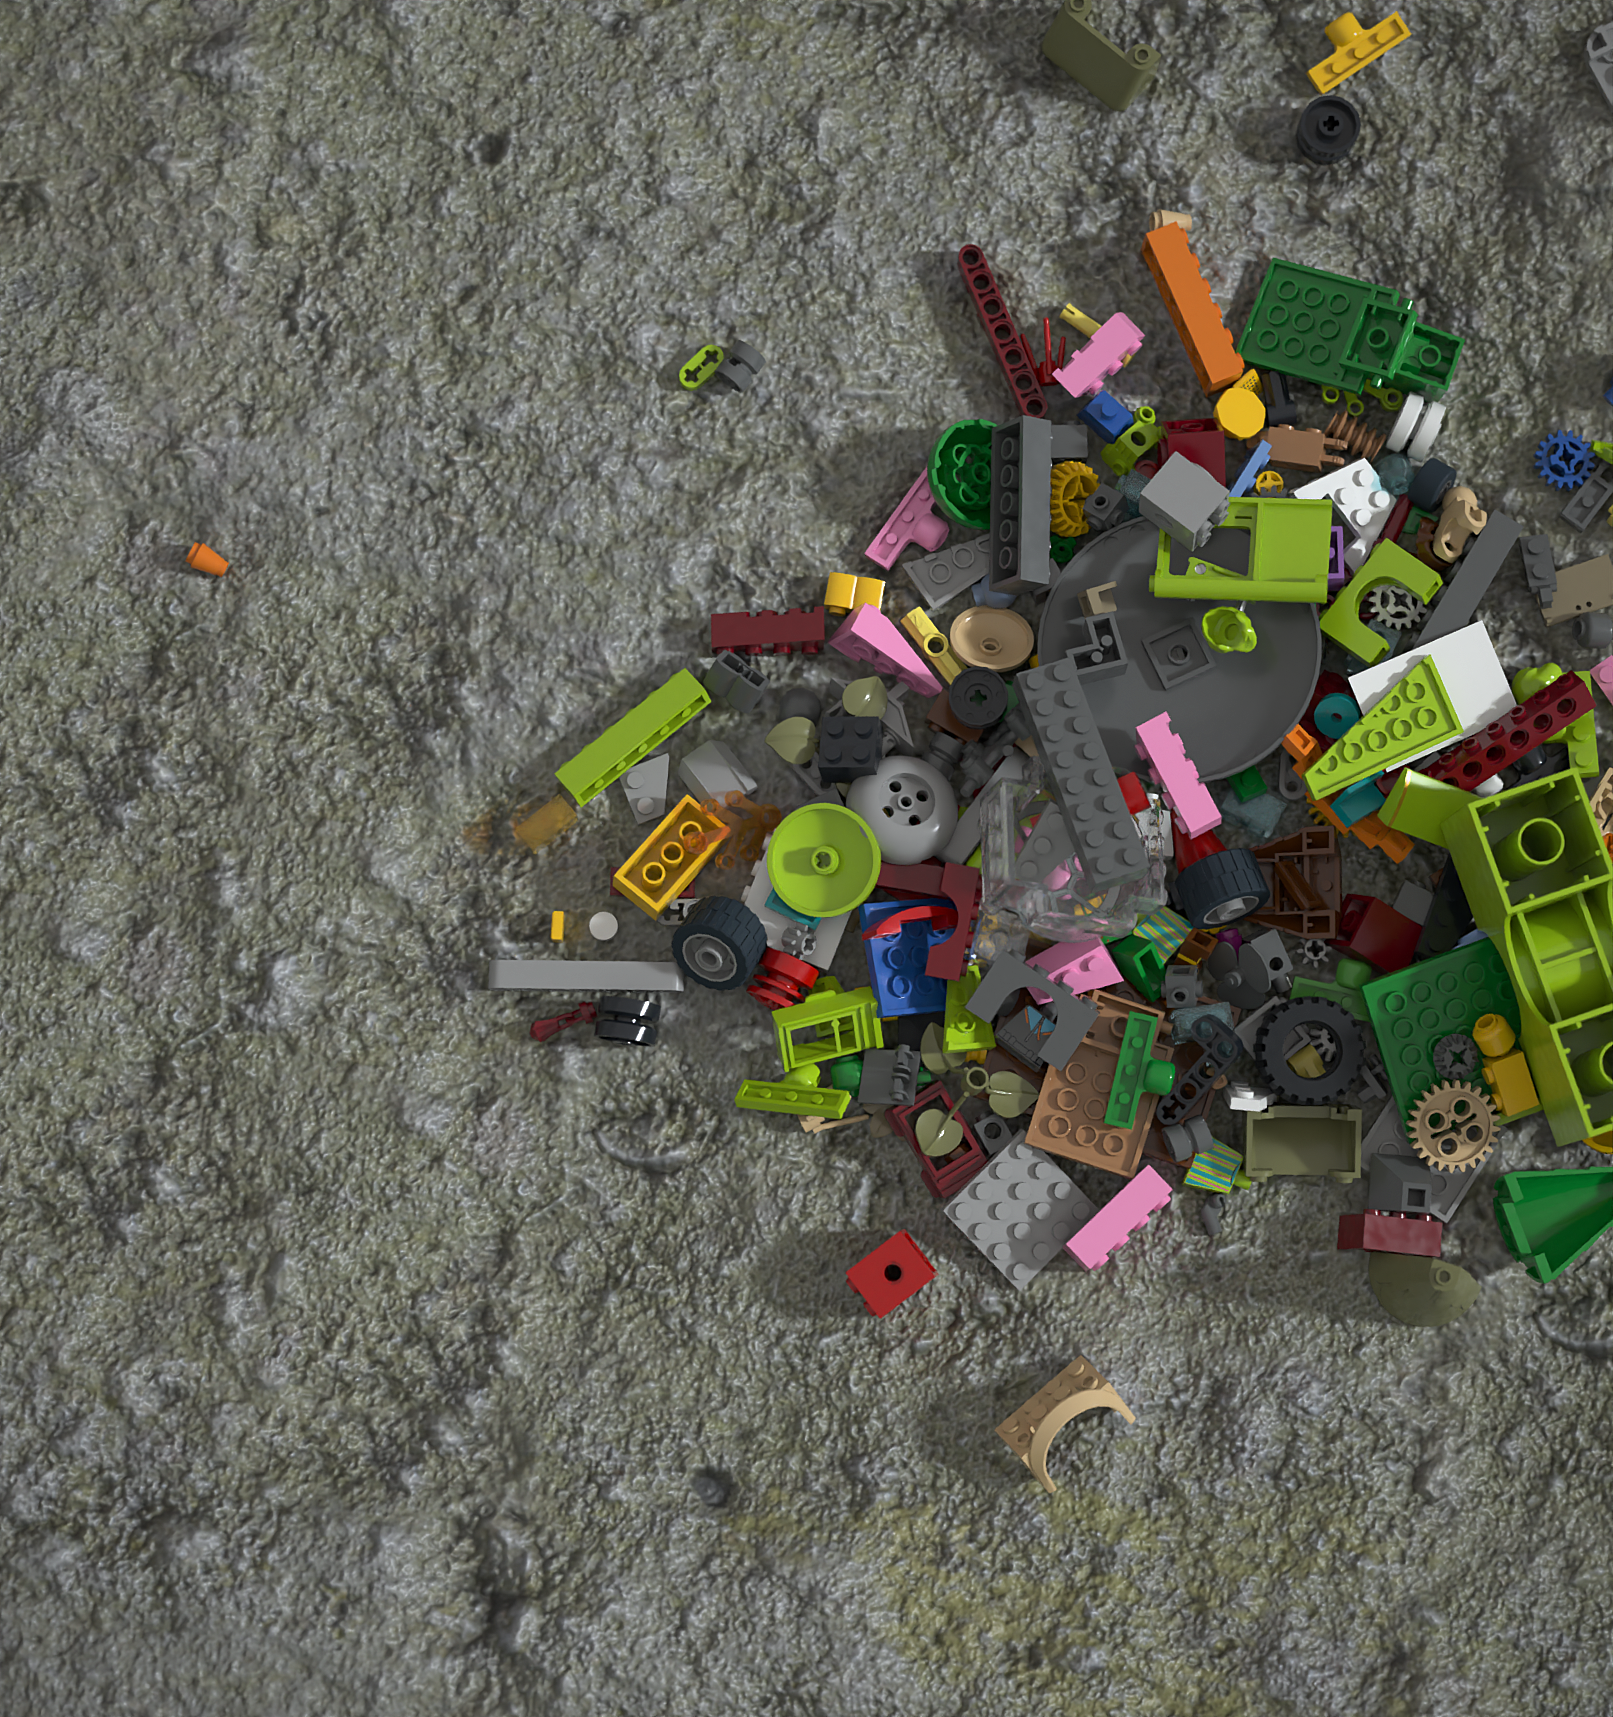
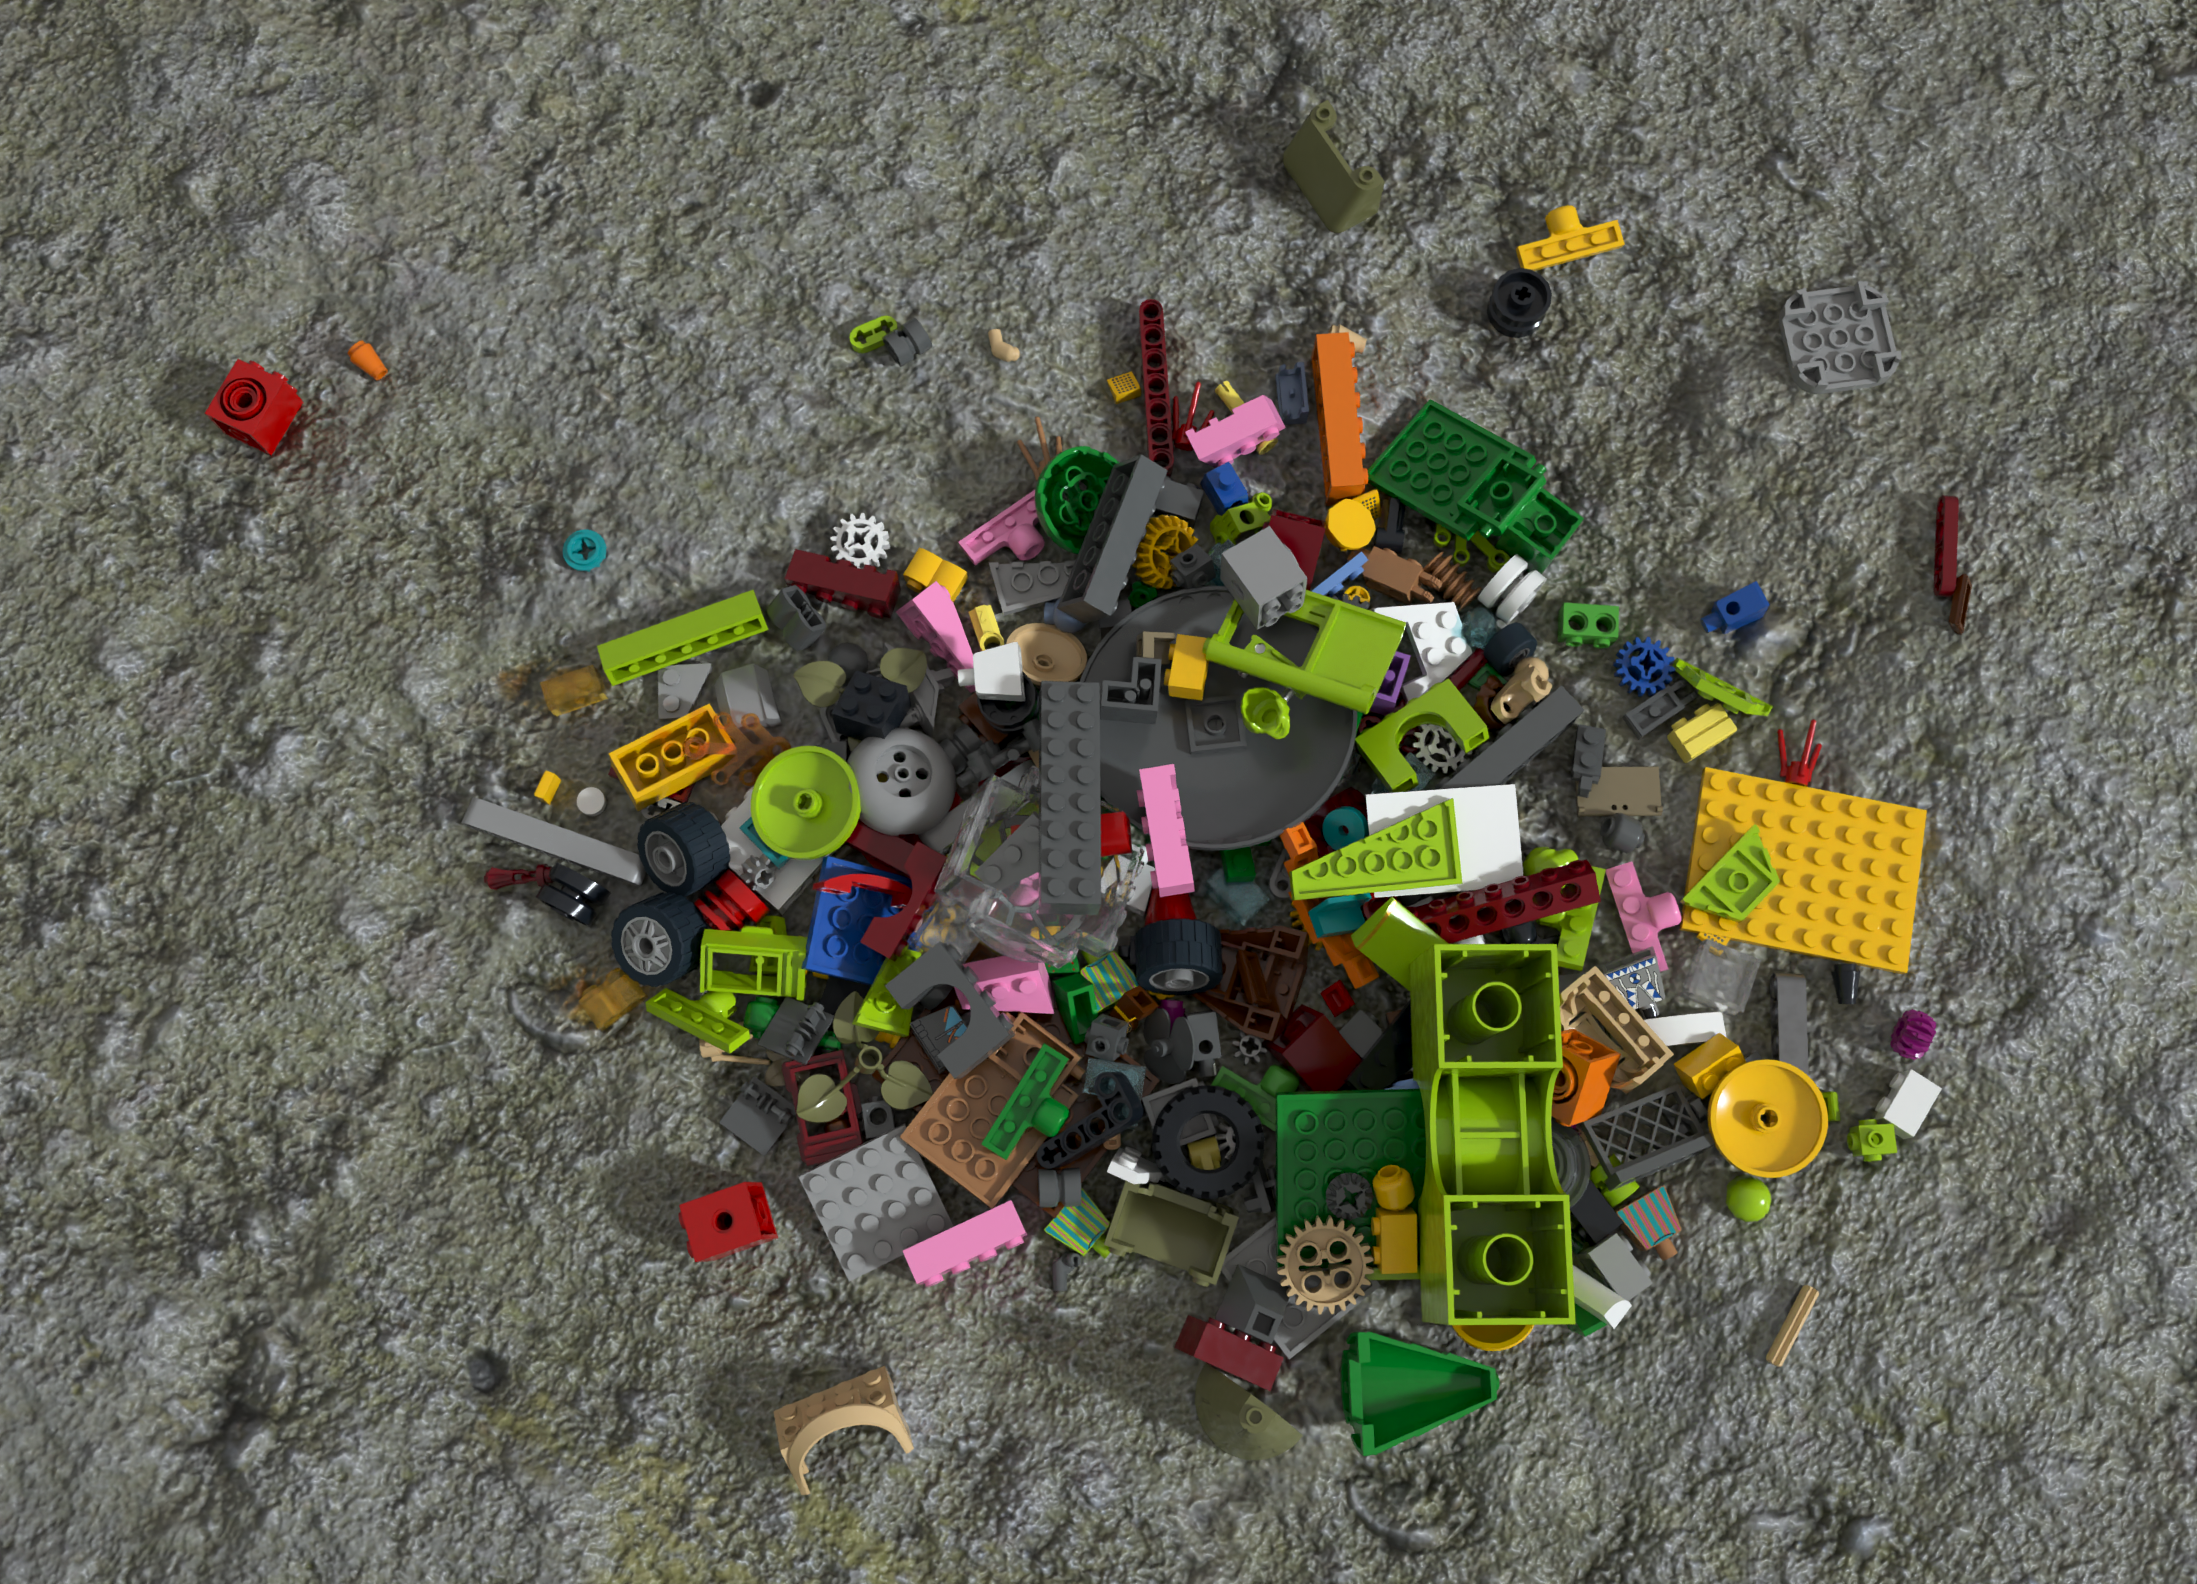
camera: 25 degrees right, 5 degrees down
(114, 628) = (254, 406): none -> red brick
(503, 669) = (574, 545): none -> teal gear
(699, 1106) = (612, 998): none -> clear yellow brick
(729, 1035) = (658, 939): none -> black wheel
(757, 578) = (862, 531): none -> white gear
(833, 342) = (1001, 349): none -> tan arm
(878, 1168) = (758, 1115): none -> dark grey hinge
(924, 447) = (1037, 470): none -> medium nougat plant
(964, 678) = (996, 673): none -> white torso
(968, 341) = (1124, 387): none -> yellow slope
(1137, 295) = (1292, 394): none -> sand blue hinge
(1138, 609) = (1188, 668): none -> yellow brick
(1379, 877) = (1337, 998): none -> red slope
(1495, 430) = (1587, 617): none -> bright green brick

